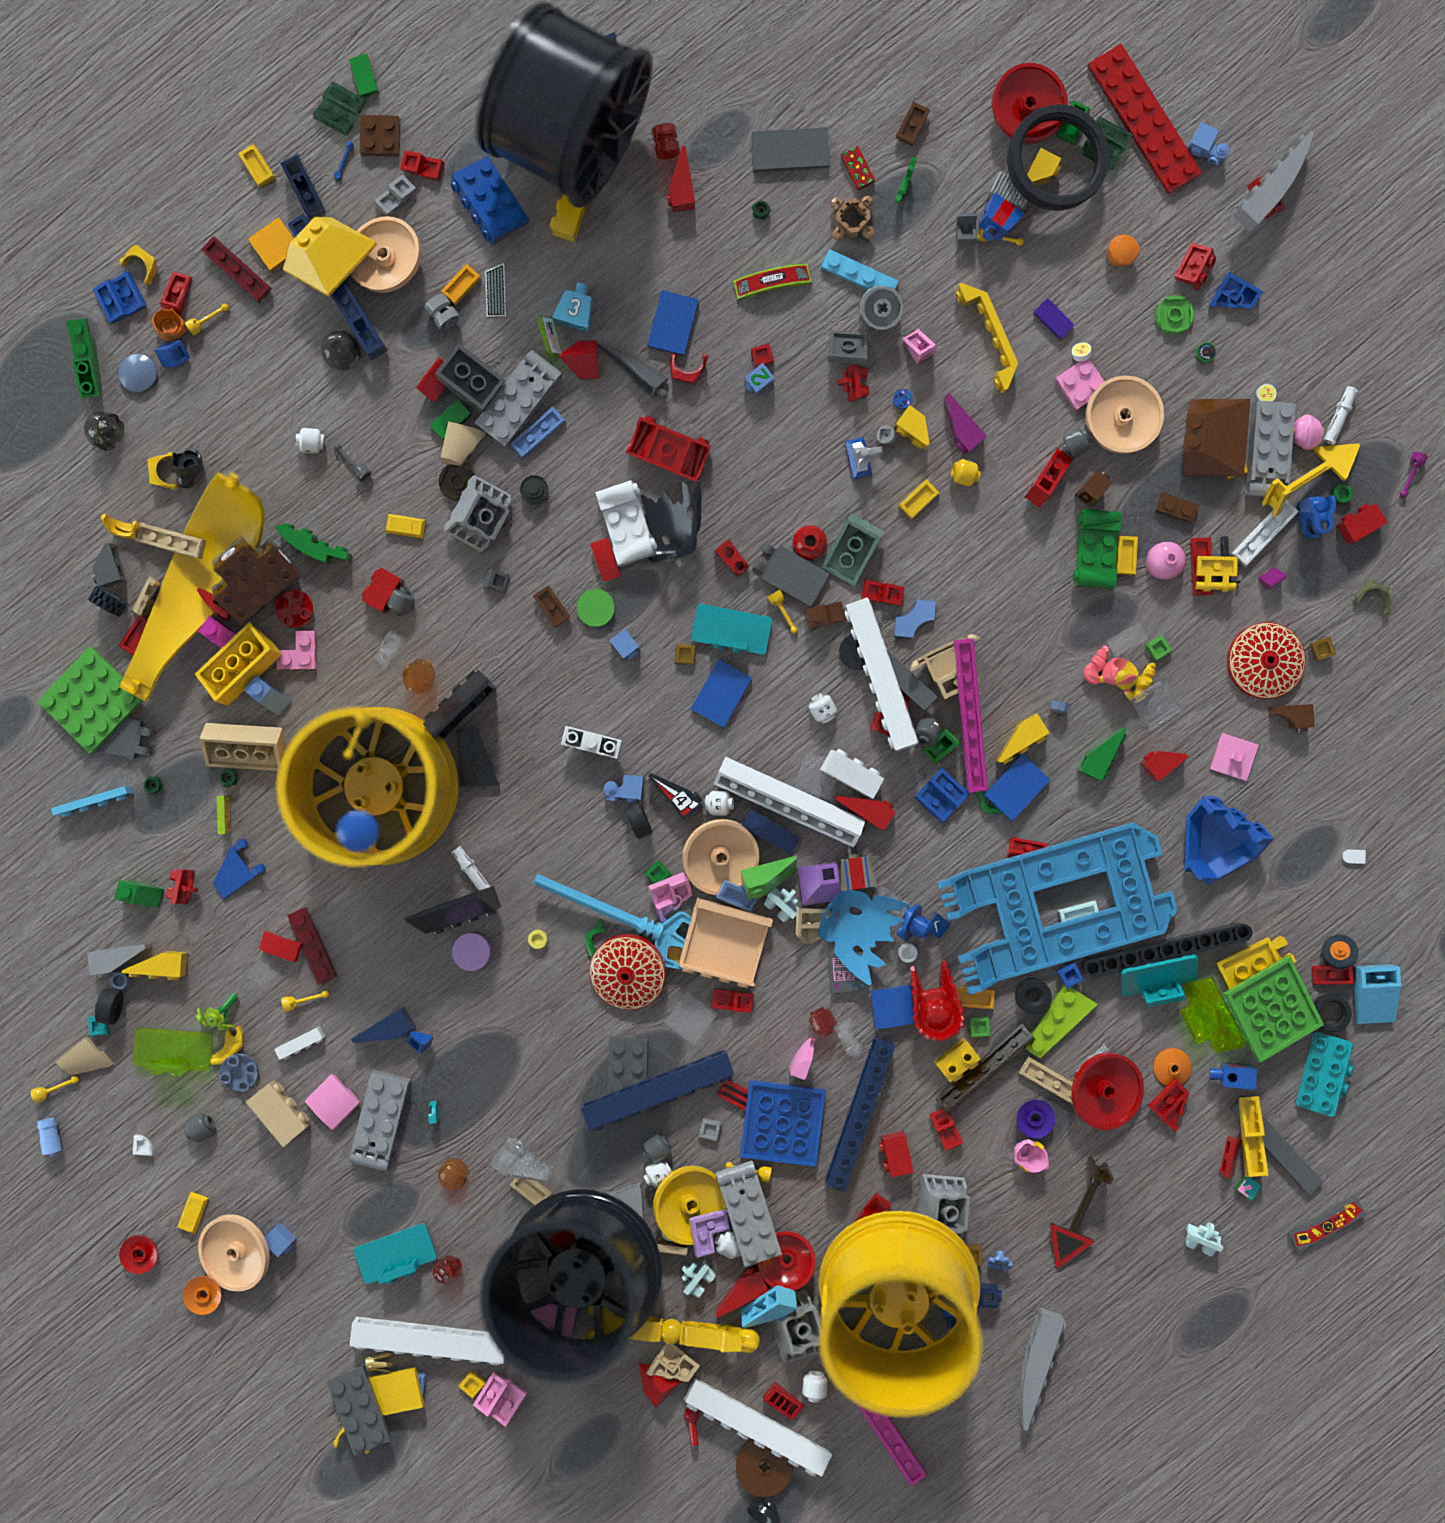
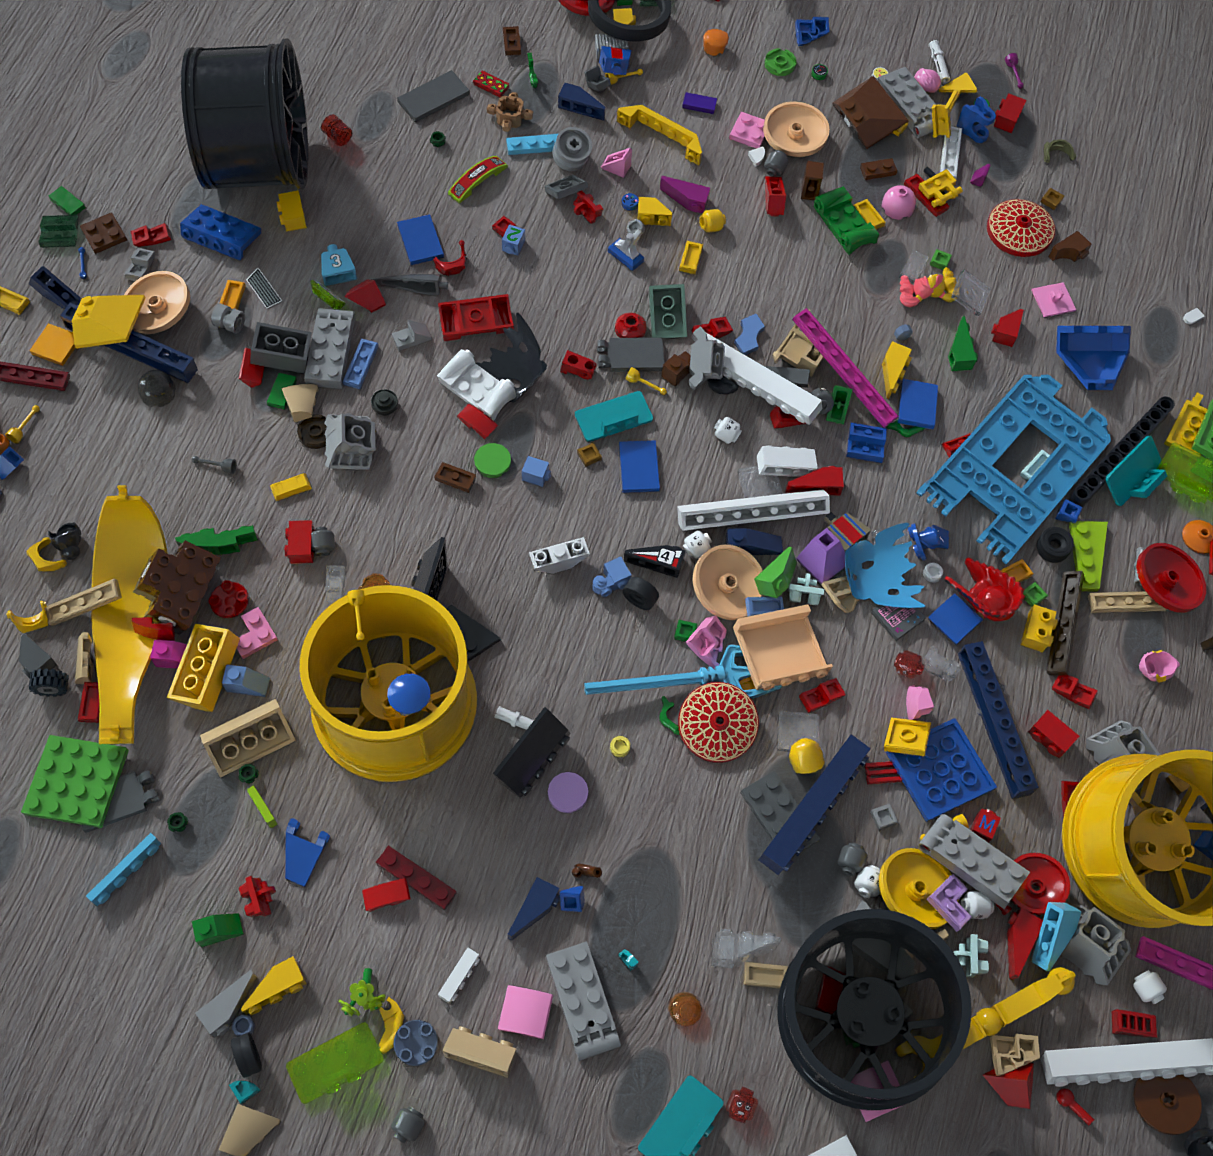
camera: 40 degrees left, 25 degrees down
(290, 1003) = (427, 943): yellow hinge -> none
(309, 440) = (168, 463): white head -> none
(447, 1025) = (586, 870): none -> reddish brown arm
(496, 580) = (394, 485): dark grey slope -> none
(601, 430) = (411, 336): none -> light grey slope
(677, 1048) = (806, 756): none -> yellow piece
(681, 189) = (370, 154): red slope -> none
(773, 1082) = (907, 736): none -> yellow tile
(782, 1189) = (985, 824): none -> red brick
(844, 632) = (706, 359): none -> light grey slope
(928, 242) = (577, 100): none -> dark blue slope
(1044, 1122) = (1139, 629): dark purple dish -> none
(1066, 419) = (757, 155): none -> white tile
(1081, 352) = (735, 110): tile -> none
(1196, 265) = (771, 26): red bracket -> none

